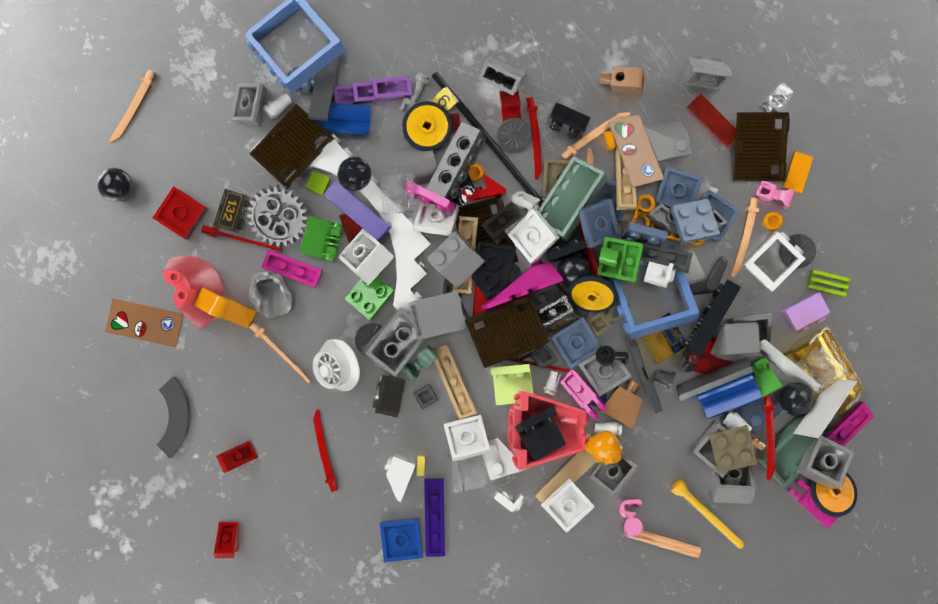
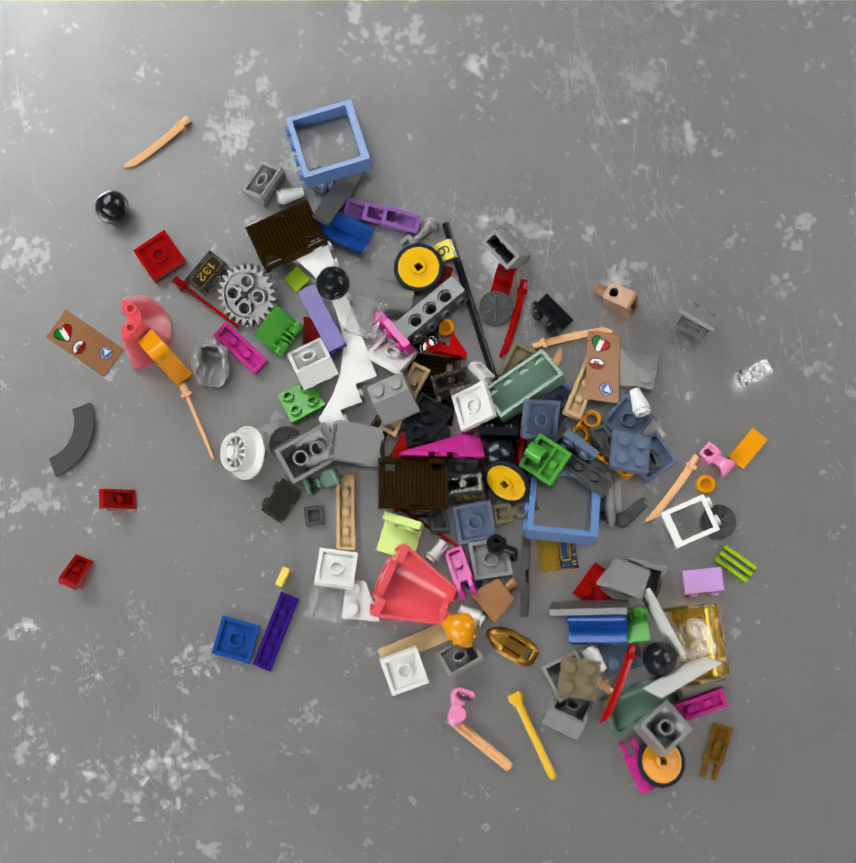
camera: 30 degrees right, 5 degrees down
(331, 480) = (194, 556): red sword -> none
(399, 474) = (259, 576): white slope -> none
(505, 499) = (348, 641): white bracket -> none
(540, 434) = (405, 591): black bracket -> none
(609, 140) = (581, 351): light orange tile -> none
(656, 441) = (512, 645): none -> pearl gold piece
(659, 274) = (576, 488): white bracket -> none
(665, 379) = (544, 590): dark grey piece -> none
(684, 171) = (640, 405): none -> white cone
(694, 277) = (609, 504): none -> light grey piece
(707, 324) = (603, 553): black hinge -> none
(712, 120) = (687, 368): clear red tile -> none
(760, 146) = (720, 409): dark brown window -> none
(878, 459) = (716, 749): none -> pearl gold hinge

